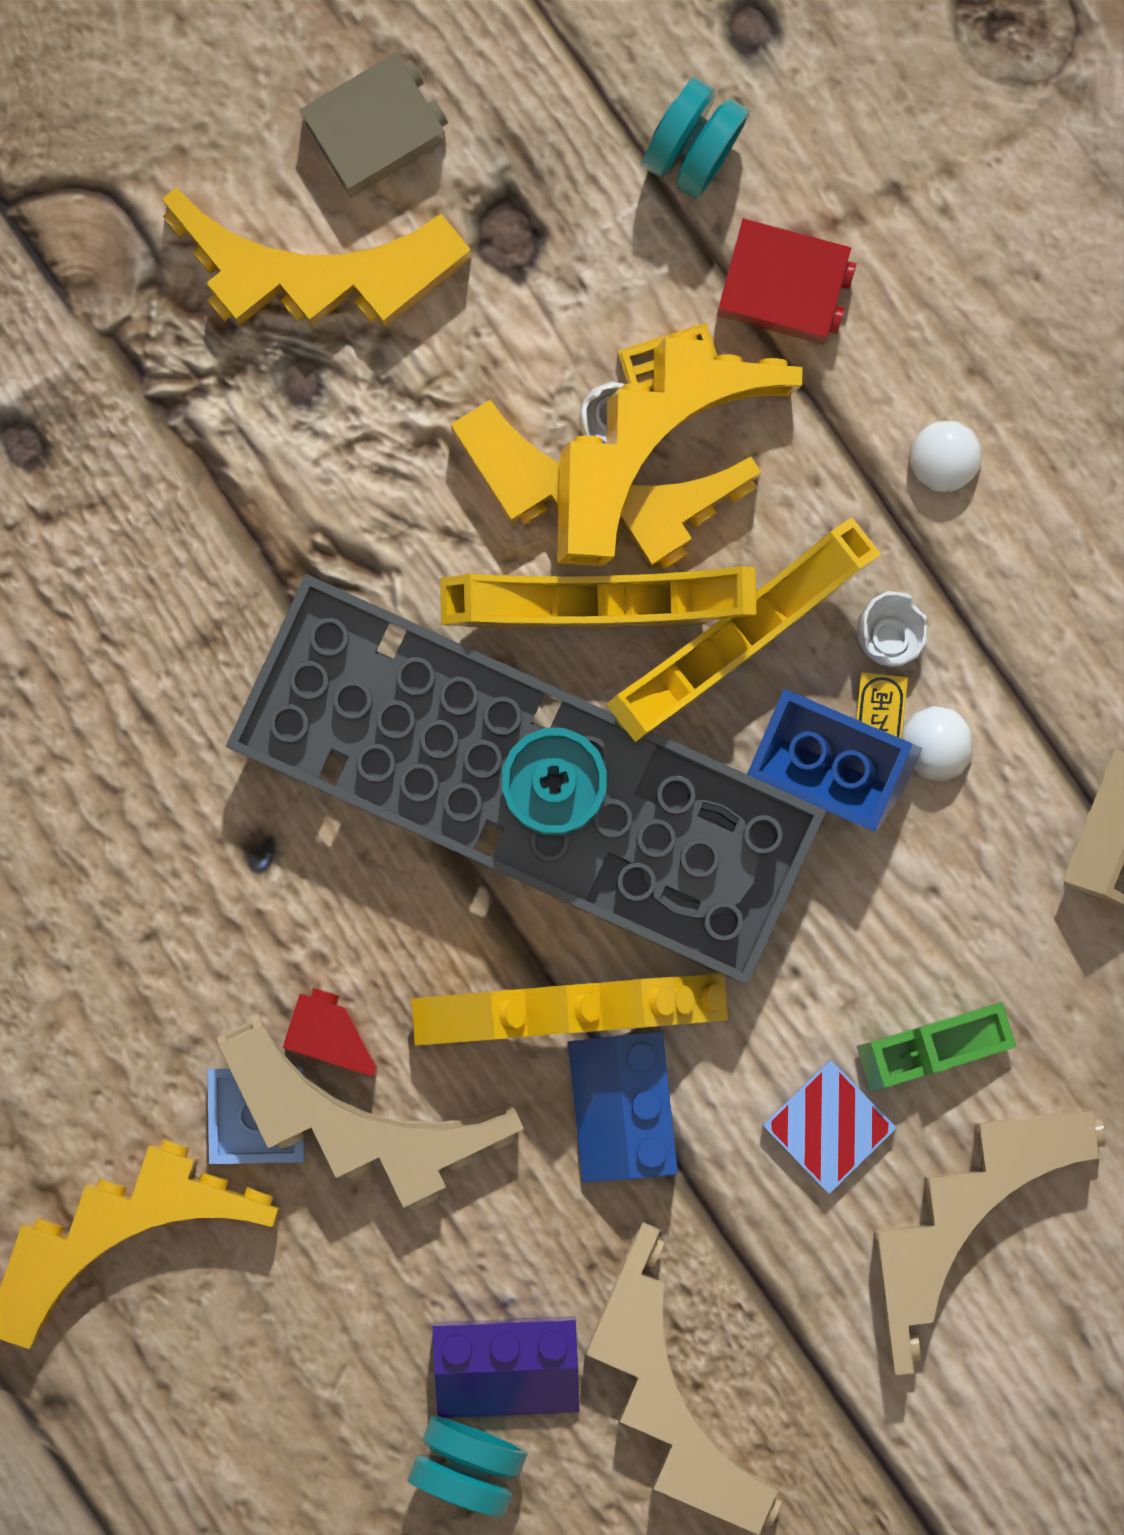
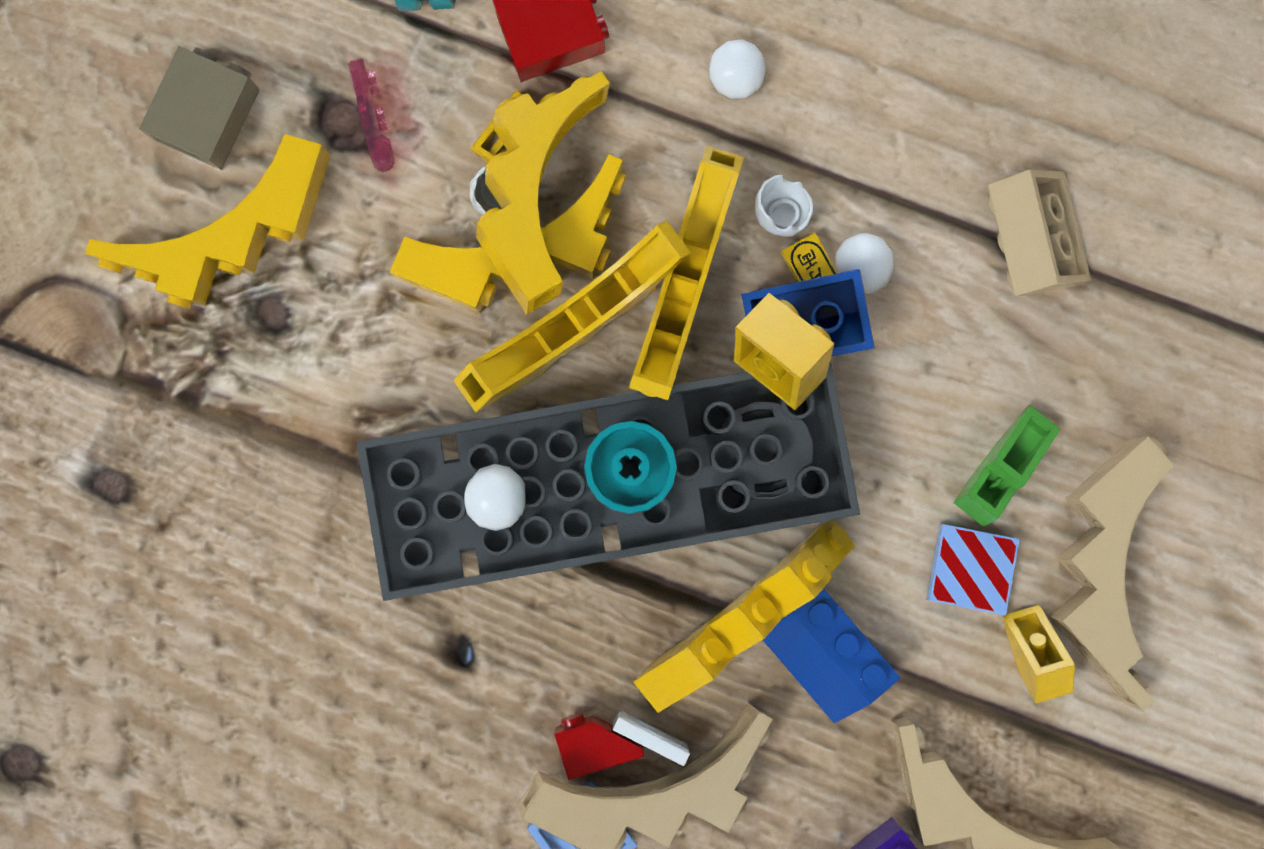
camera: 35 degrees left, 0 degrees up
(391, 1066) = (651, 737): none -> white tile
(403, 721) = (495, 497): none -> white hair
(539, 253) = (371, 117): none -> clear pink hinge
(778, 771) = (782, 350): none -> yellow brick
(834, 1253) = (1039, 654): none -> yellow slope

